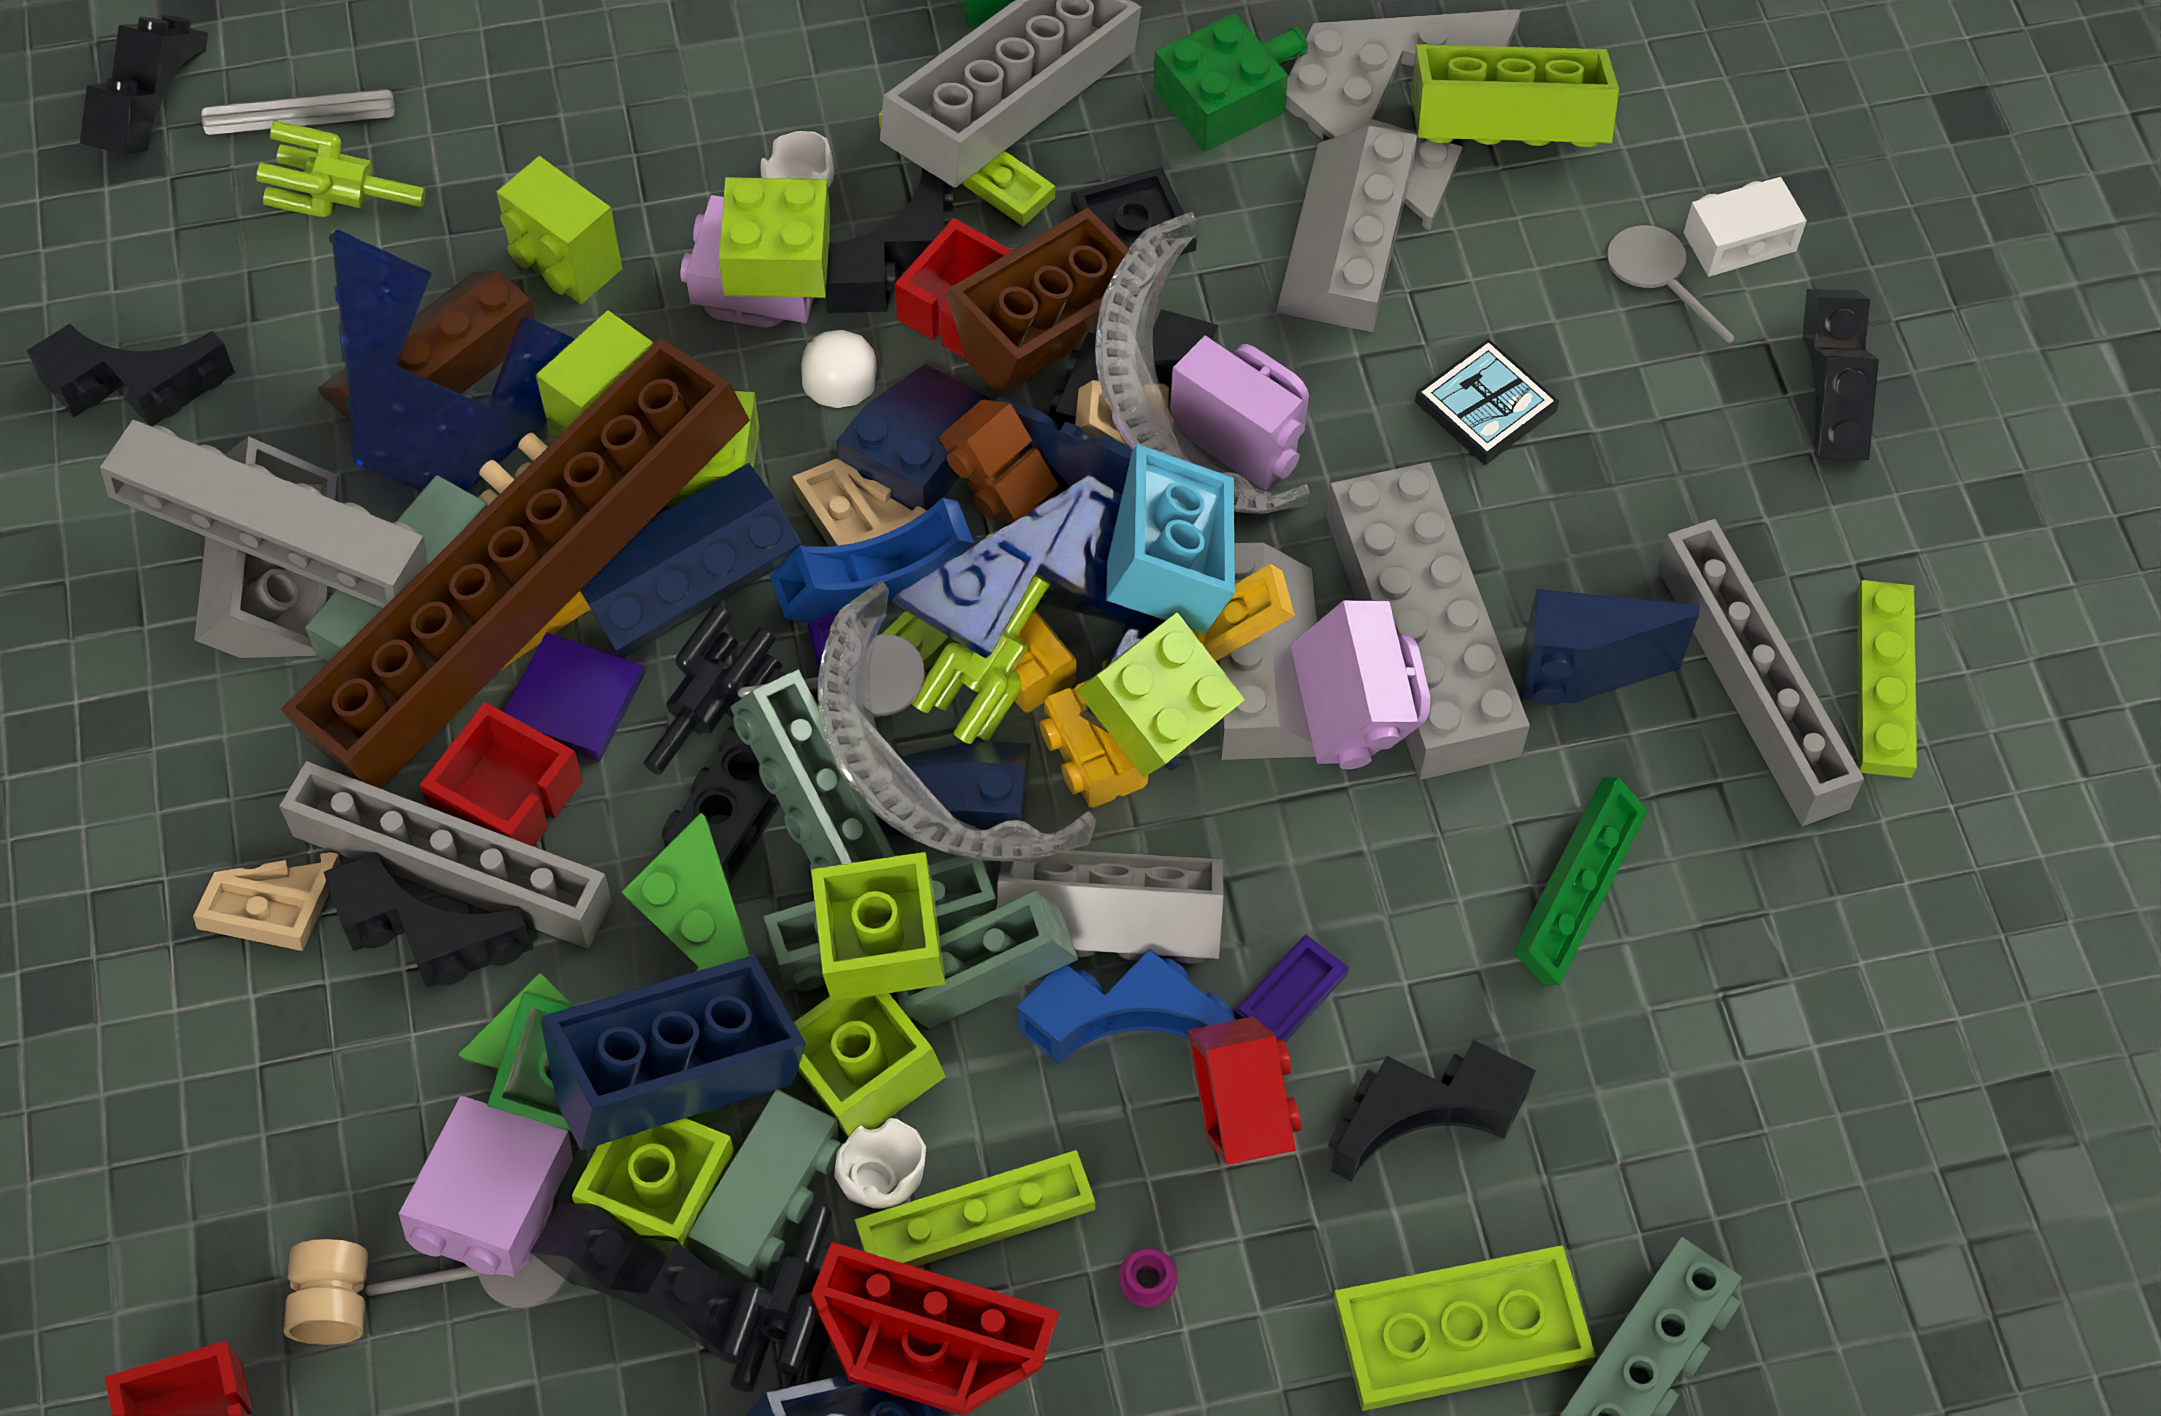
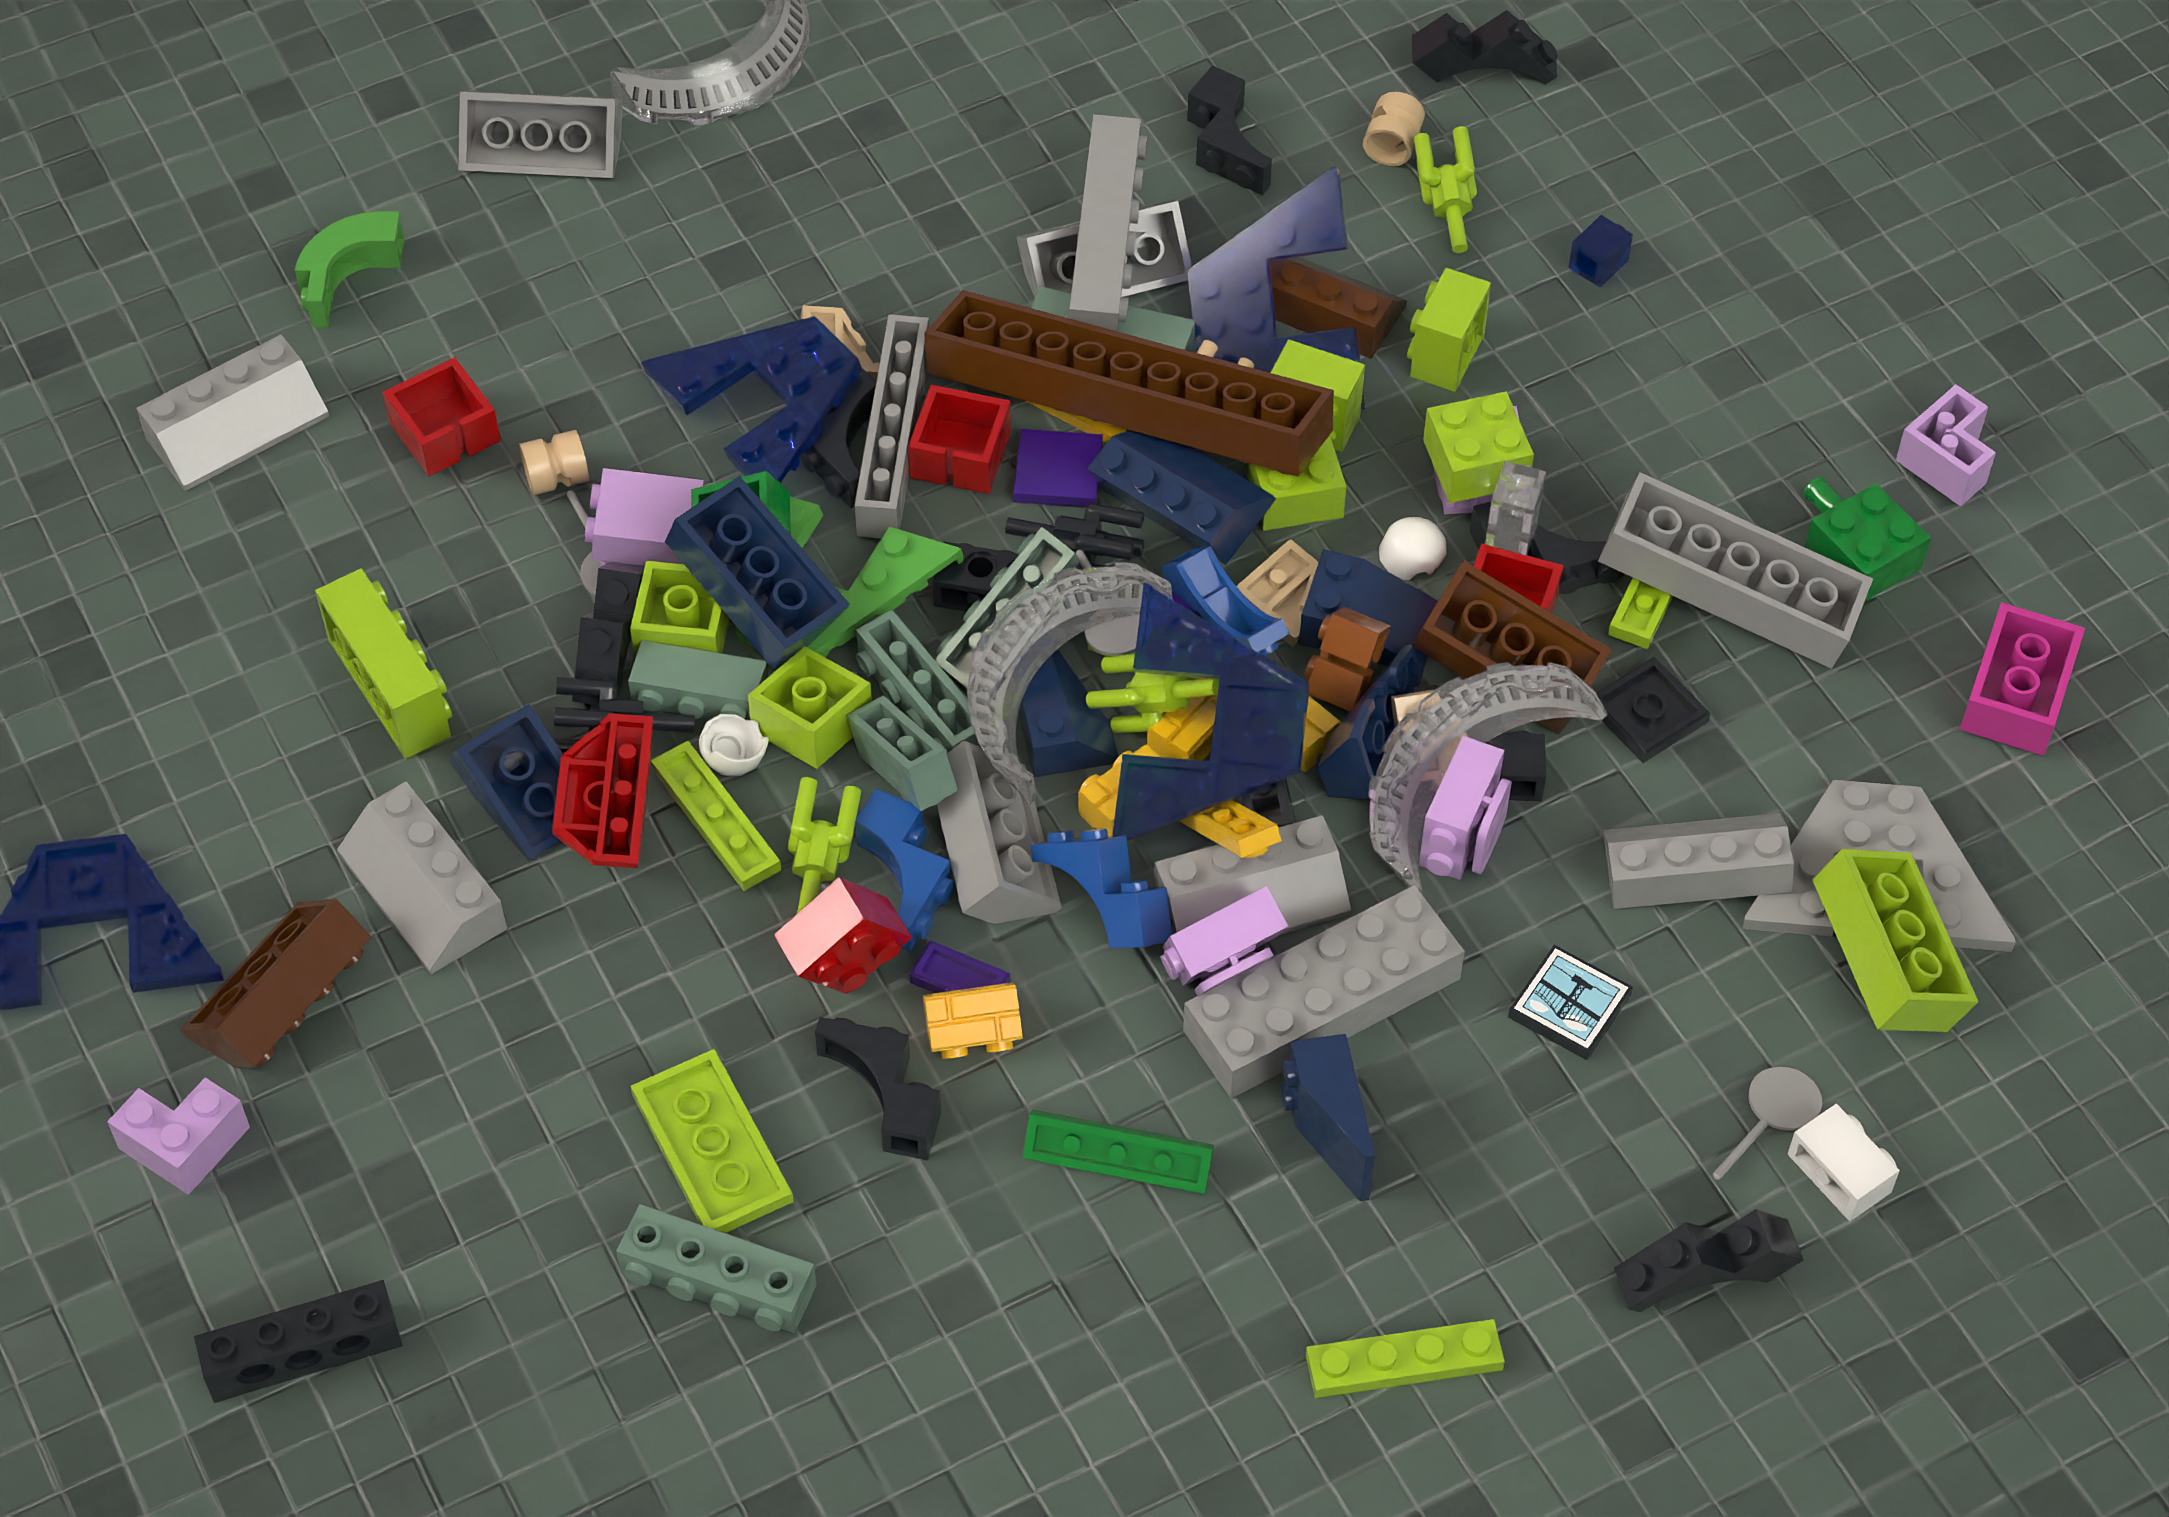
camera: 75 degrees right, 5 degrees down
(216, 202) = (1393, 128): none -> tan wheel
(298, 111) = (1508, 153): light grey axle -> none
(303, 938) = (794, 359): none -> clear blue wing
(494, 67) = (1600, 251): none -> clear blue brick
(800, 156) = (1587, 468): white hair -> none
(877, 927) = (887, 664): lime brick -> none
(879, 228) = (1515, 508): none -> clear piece
(1063, 1097) = (819, 843): none -> lime plant
(1147, 1261) = (696, 924): magenta plate -> none
(1160, 695) = (1146, 793): lime brick -> none
(1173, 540) = (1279, 755): medium azure slope -> none
(1201, 790) = (1101, 865): none -> blue arch
(1225, 79) = (1820, 731): green brick -> none
(1370, 984) = (972, 1019): none -> yellow brick
(1760, 674) = (1357, 1241): light grey brick -> none

